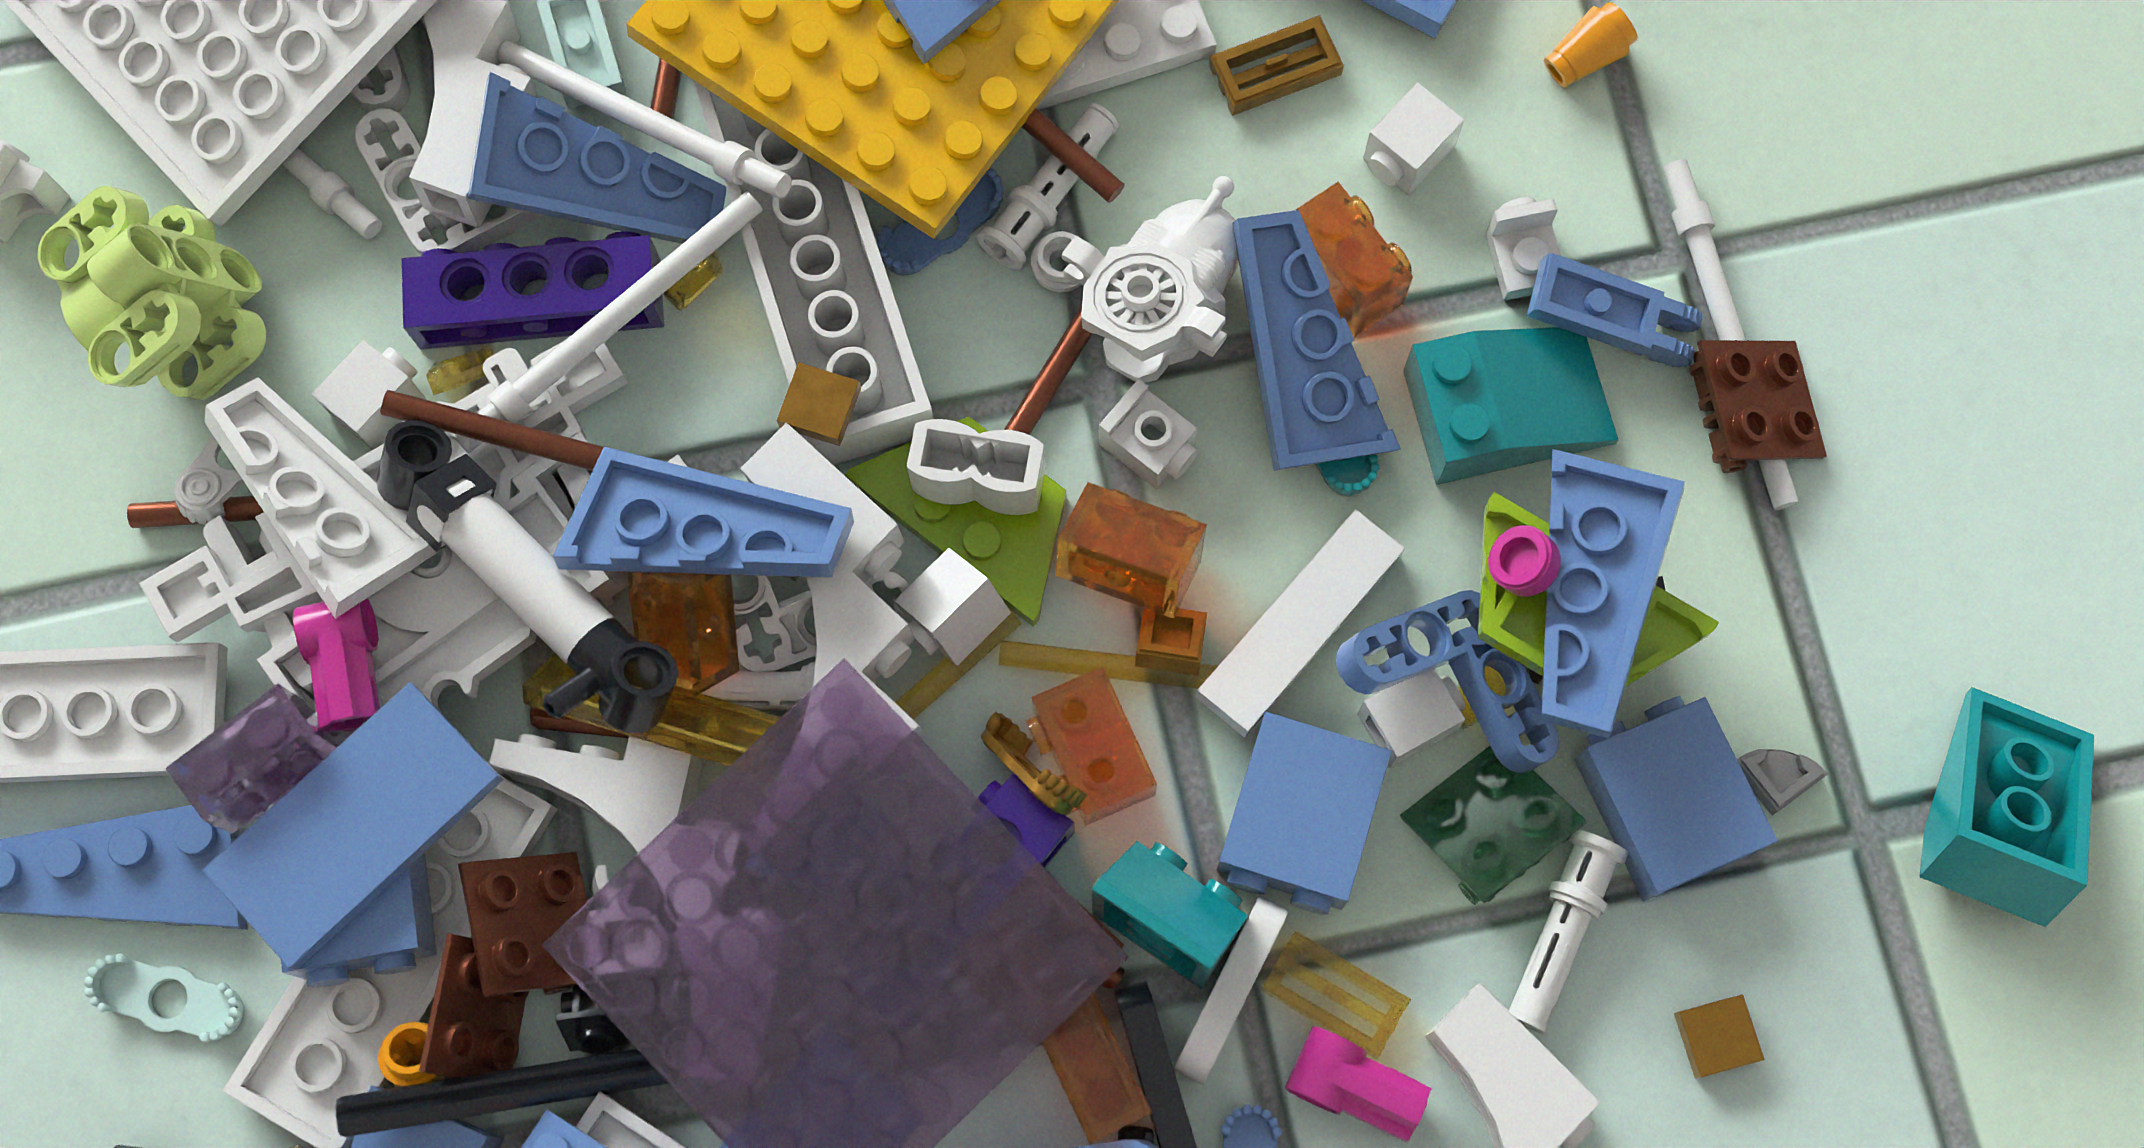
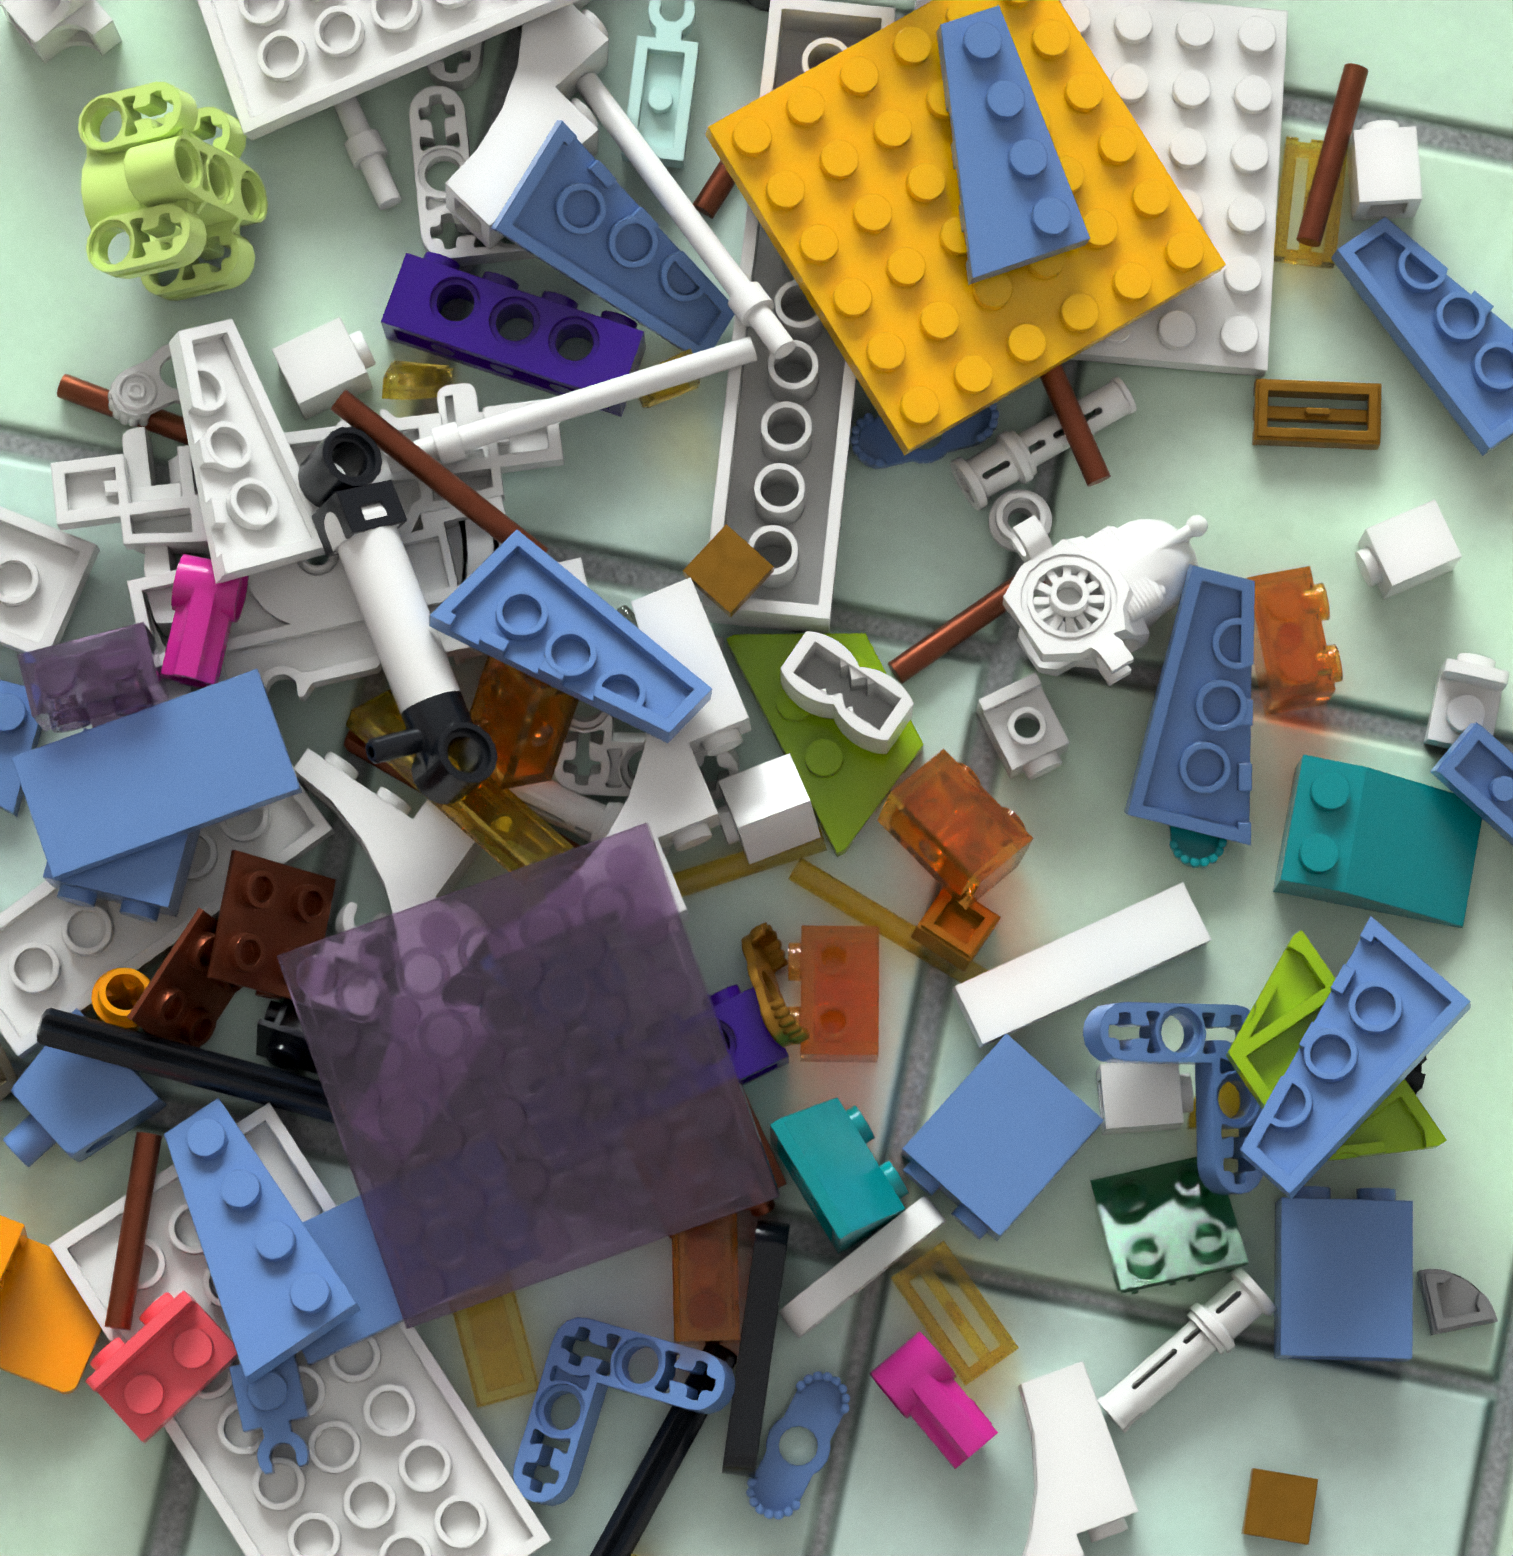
camera: 25 degrees right, 5 degrees up
(1524, 560) = (1293, 1006): dark pink tile -> none

